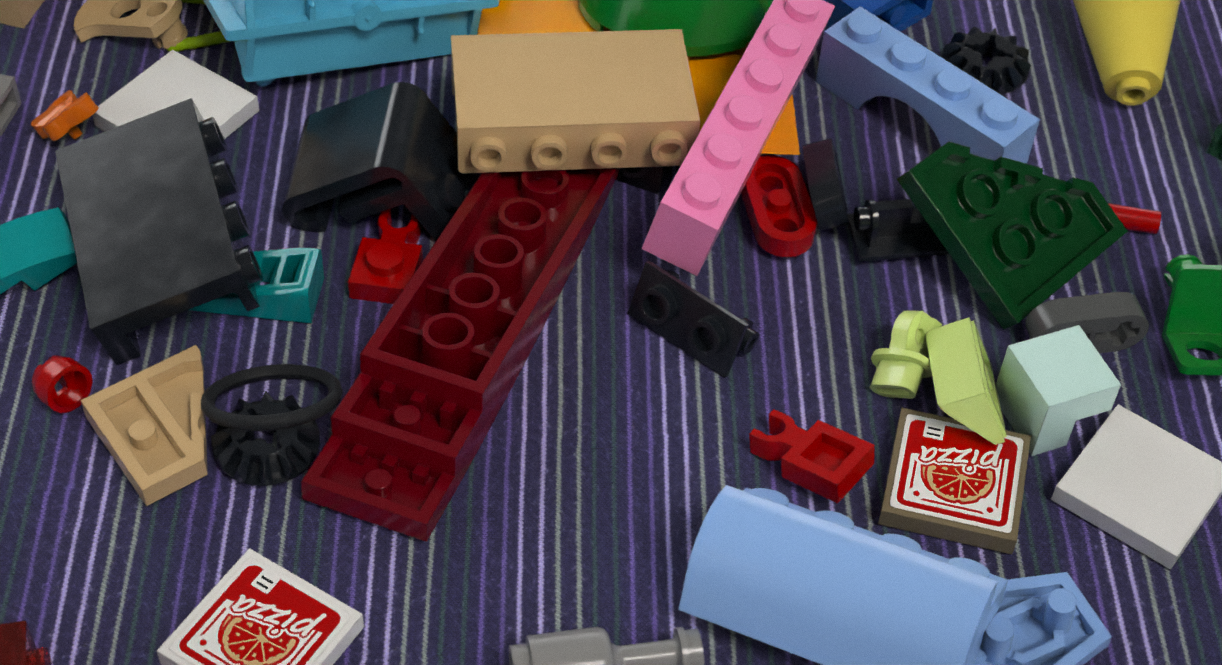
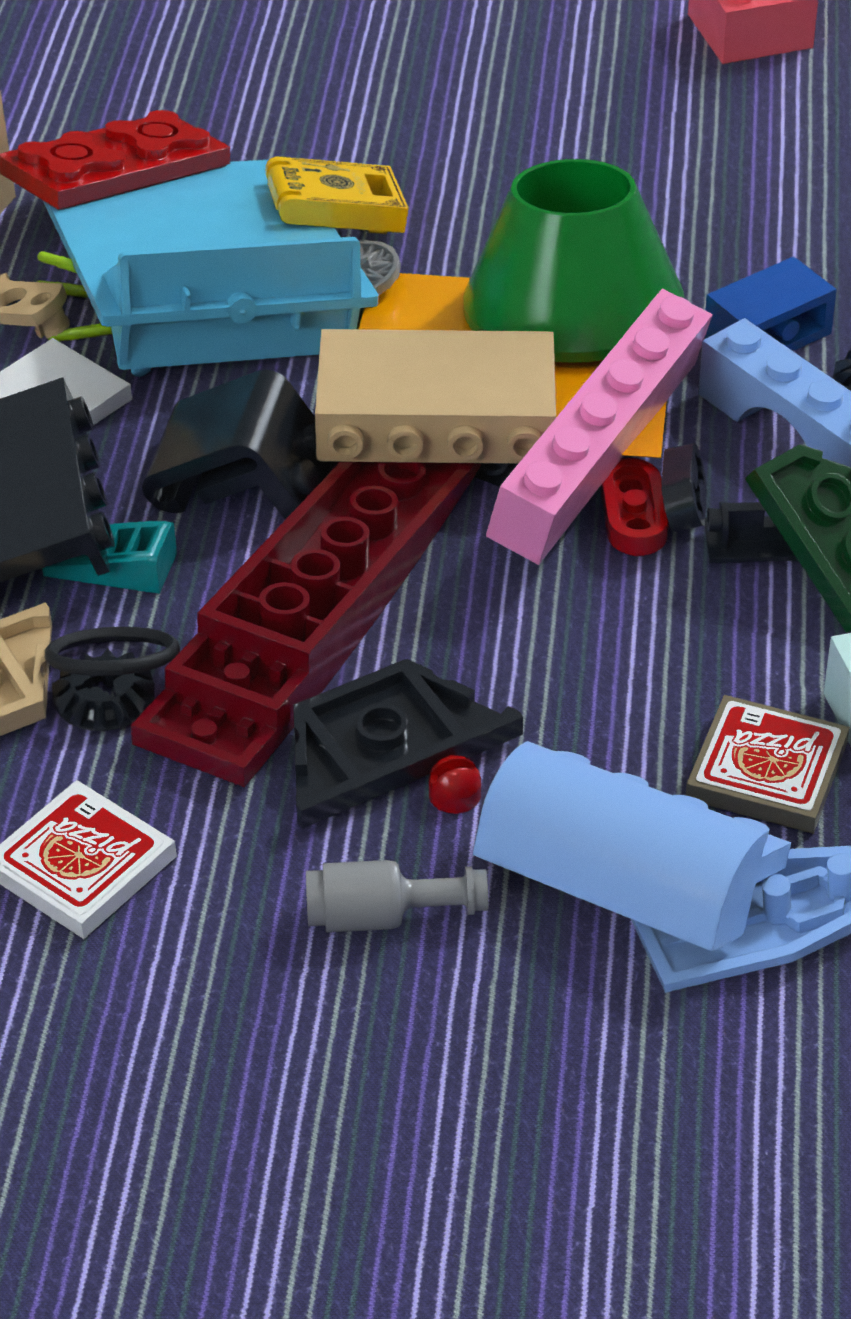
camera: 10 degrees right, 5 degrees down
(386, 263) = (236, 539): red plate -> none
(566, 475) = (386, 735): none -> black wing
(651, 528) = (454, 784): none -> red hinge
(690, 319) = (528, 605): black hinge -> none
(816, 459) = (632, 736): red plate -> none
(906, 359) = (740, 648): yellowish green piece -> none
(965, 379) = (790, 670): yellowish green slope -> none

